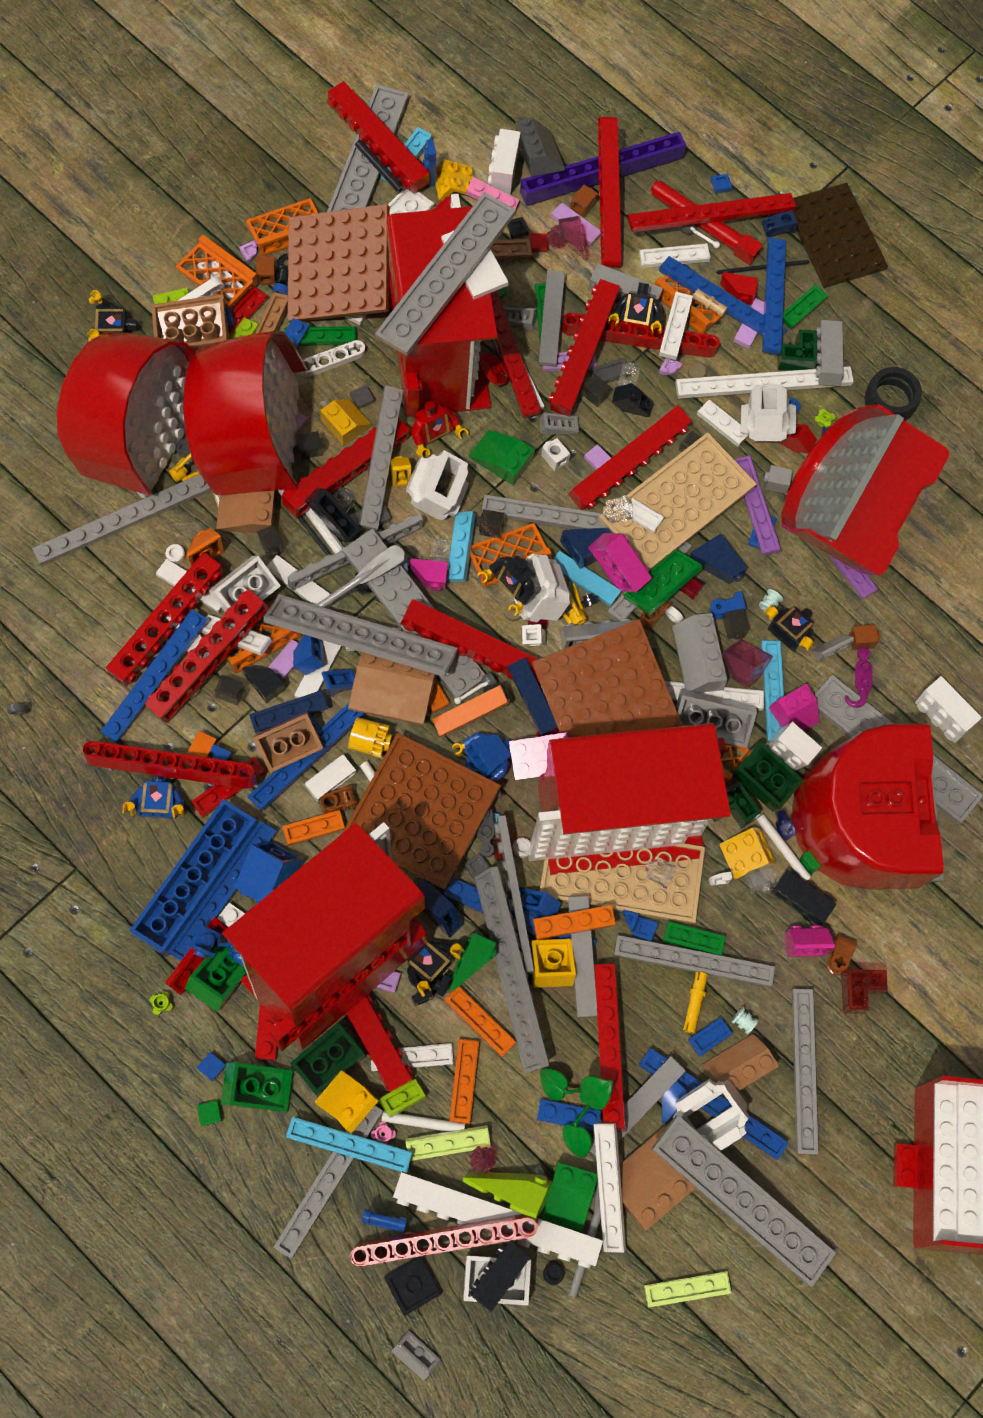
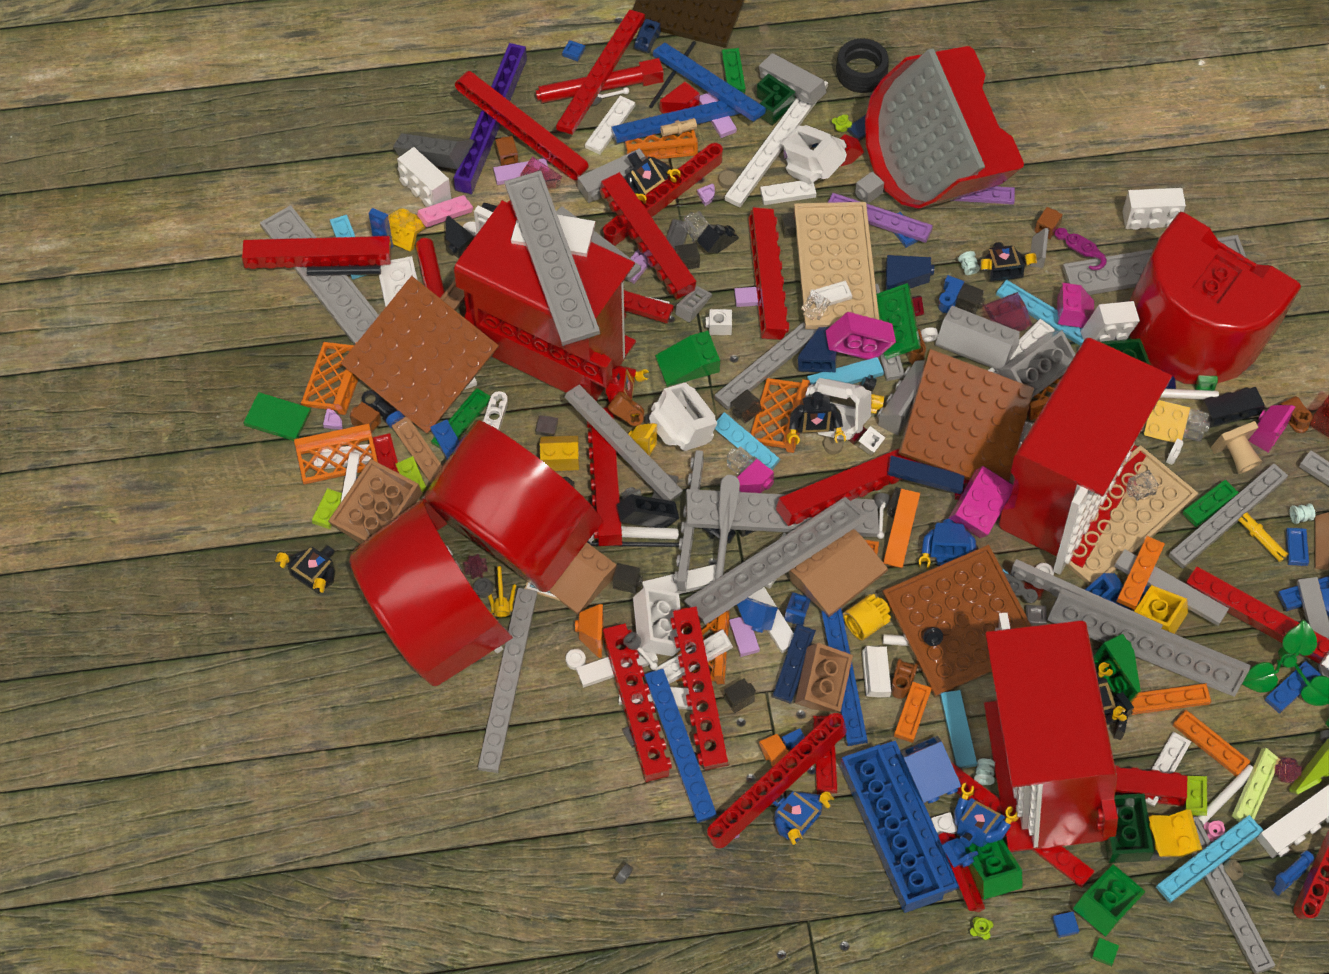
camera: 45 degrees left, 10 degrees down
(206, 580) = (633, 642): none -> dark grey hinge
(222, 213) = (277, 416): none -> green tile
(265, 682) = (752, 665): black slope -> none
(356, 1170) = (1233, 869): none -> dark tan tile
(384, 797) = (933, 636): none -> black plate
(413, 438) = (624, 407): none -> dark orange piece
(640, 927) = (1173, 534): blue slope -> none
(675, 325) = (682, 161): white plate -> none
(764, 929) = (1239, 447): none -> tan plant

